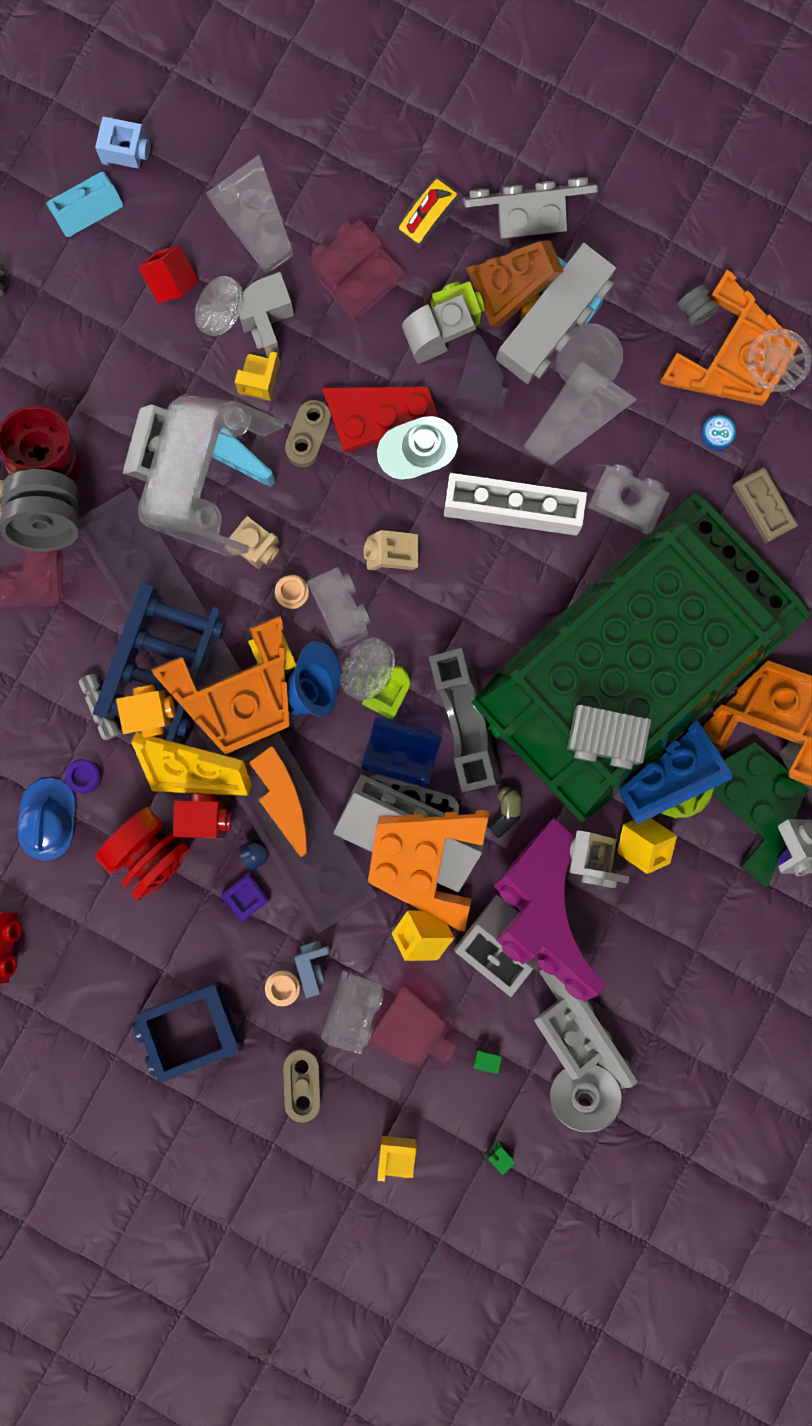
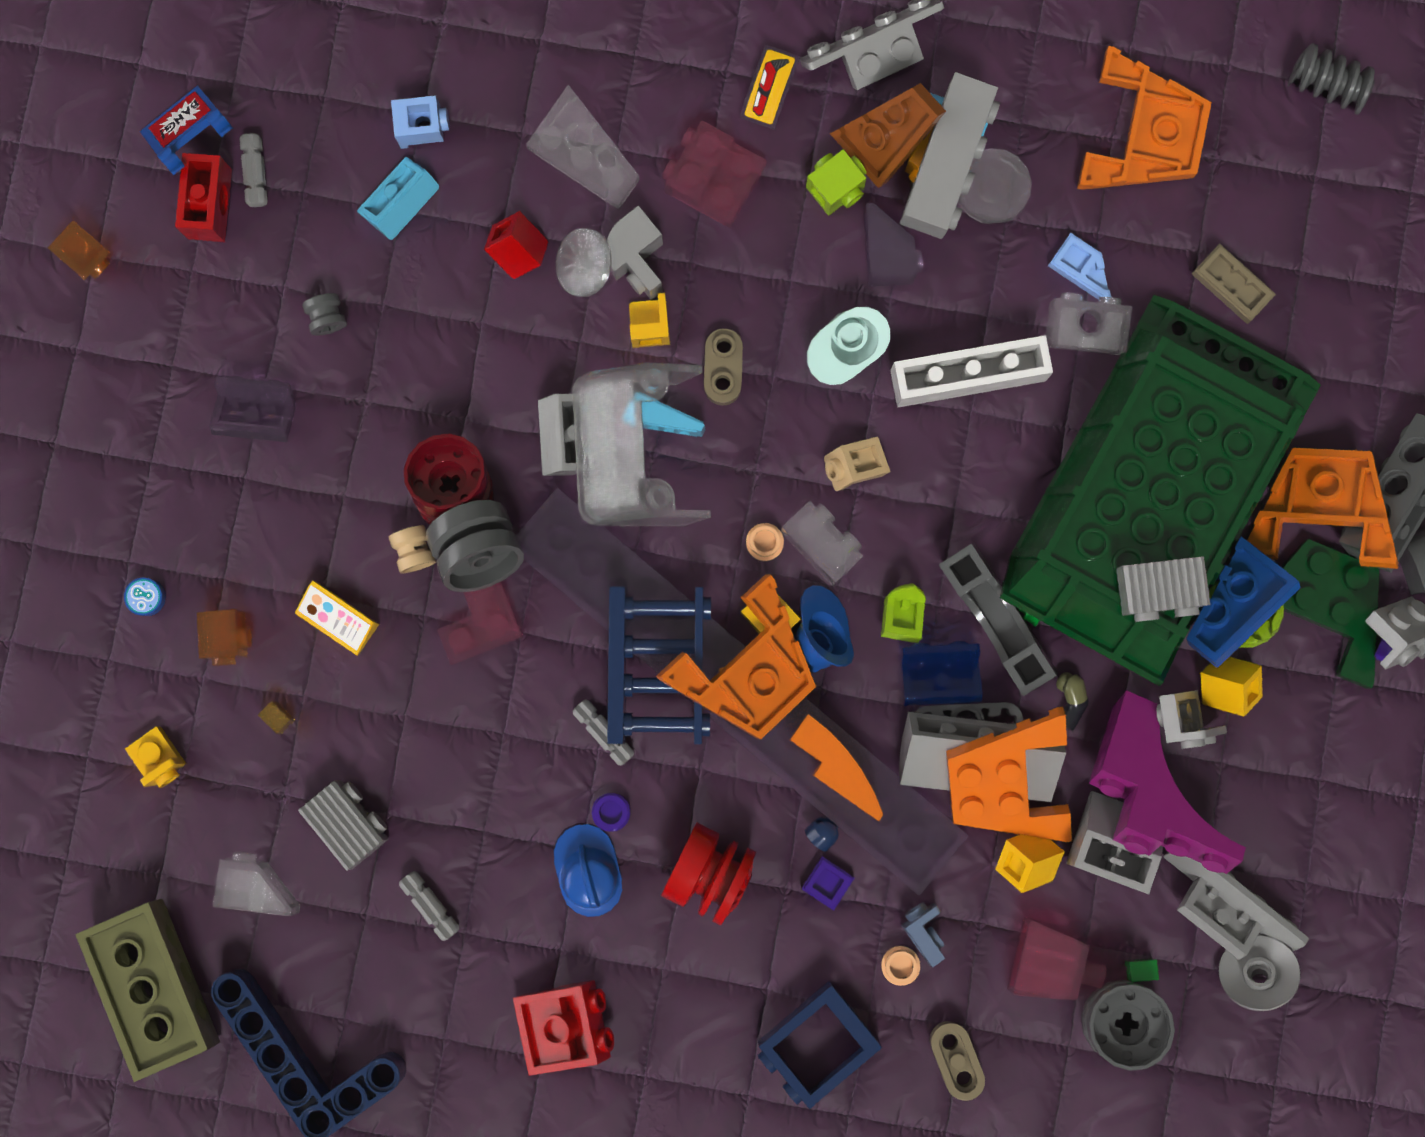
camera: 10 degrees left, 0 degrees up
(146, 711) = (665, 722): light orange brick -> none
(189, 769) = (726, 767): yellow wing -> none
(201, 817) = (758, 814): red brick -> none
(262, 544) = (704, 496): tan bracket -> none
(352, 1012) = (985, 965): clear brick -> none
(368, 669) = (876, 598): clear wheel -> none
(369, 412) = (788, 321): red wing -> none
(396, 1157) = (1082, 1103): yellow panel -> none
(432, 327) = (821, 212): light grey brick -> none
(465, 1122) = (1143, 1041): none -> dark grey wheel
(502, 1160) = (1192, 1067): green piece -> none
(577, 412) = (1001, 252): clear wing -> none
(640, 448) = (1081, 266): none -> light blue tile
(698, 306) = (1091, 94): dark grey wheel -> none
(718, 432) = (1157, 222): tile -> none
(779, 360) = (1197, 125): clear wheel -> none

